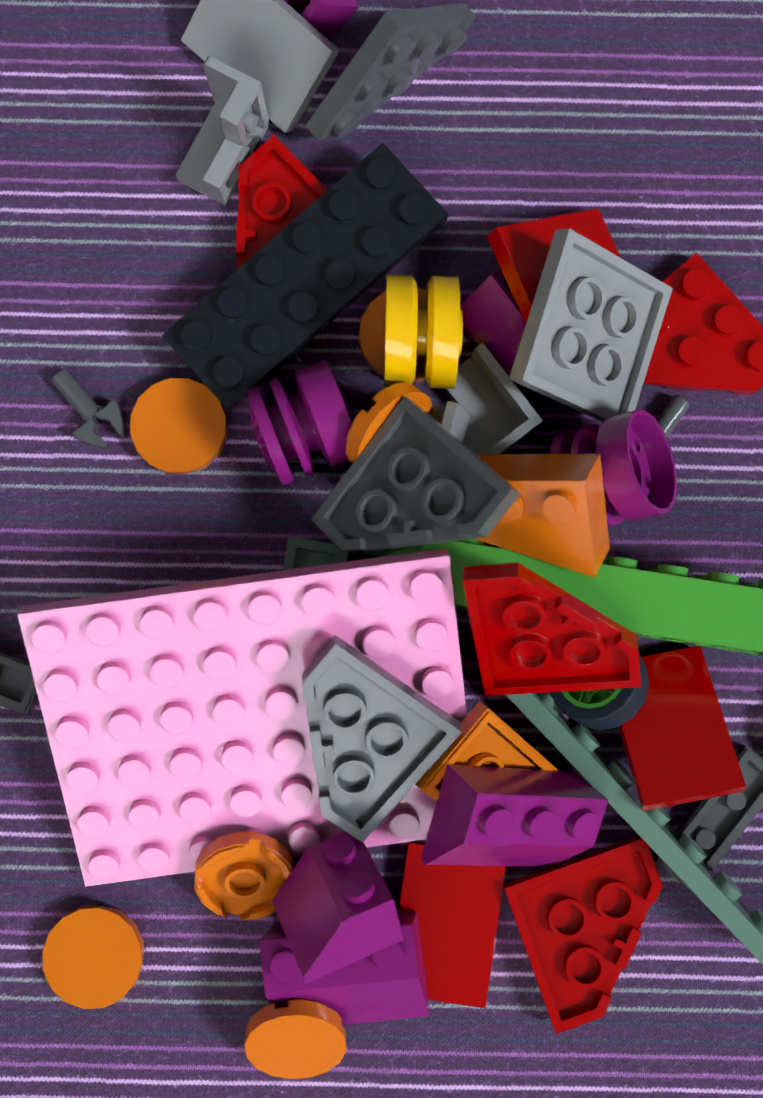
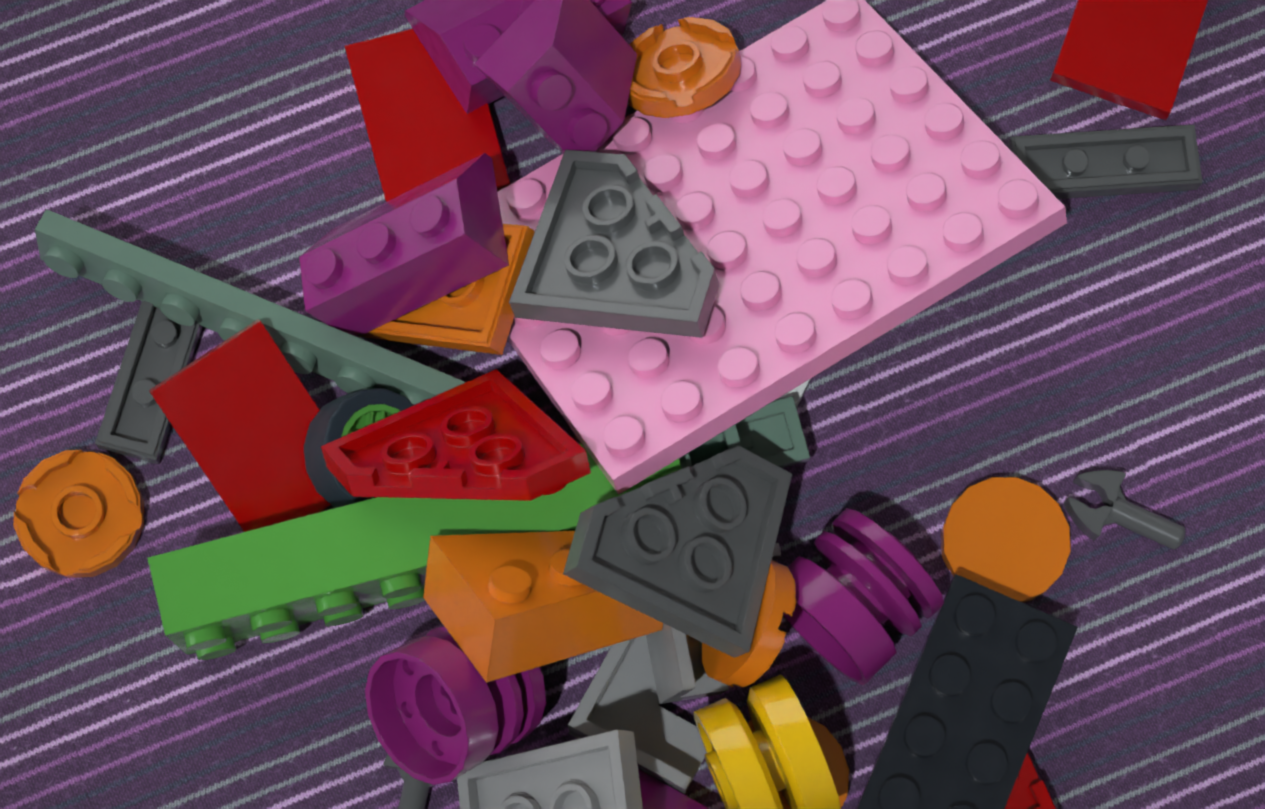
camera: 155 degrees right, 10 degrees down
(584, 925) = (270, 177): red plate -> none

